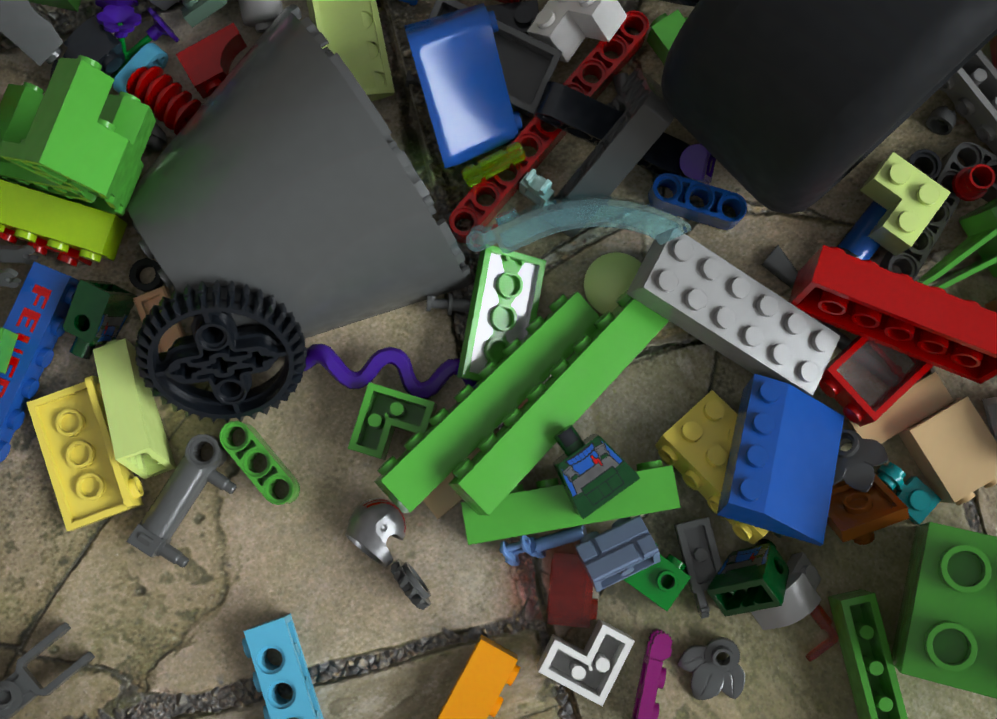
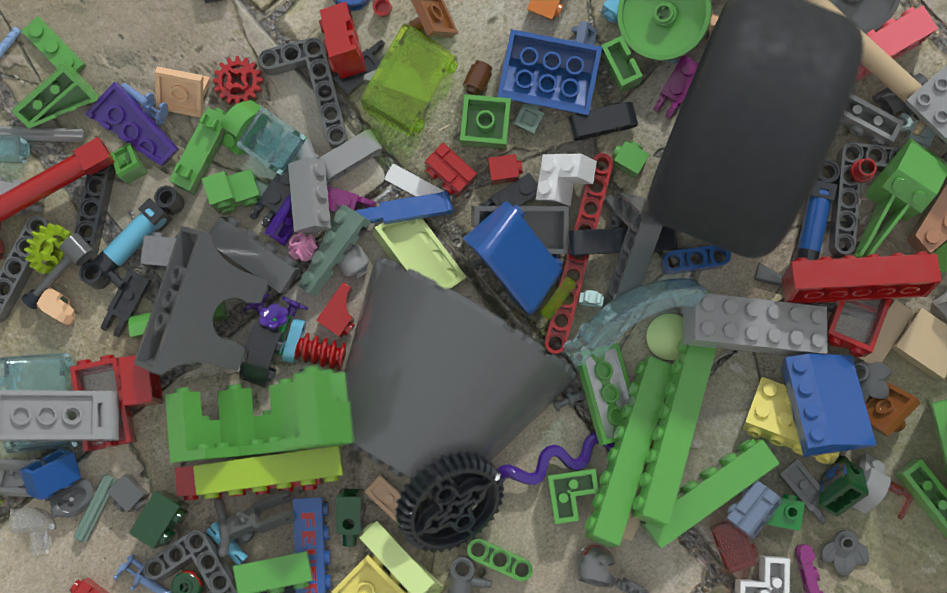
camera: 25 degrees left, 0 degrees up
(135, 271) = (373, 472): black piece -> none
(536, 546) = (701, 528): medium blue piece -> none
(590, 471) = (716, 468): torso -> none
(697, 163) = (685, 242): dark purple brick -> none
(909, 200) = (833, 208): yellowish green brick -> none
(912, 493) = (917, 384): teal plate -> none

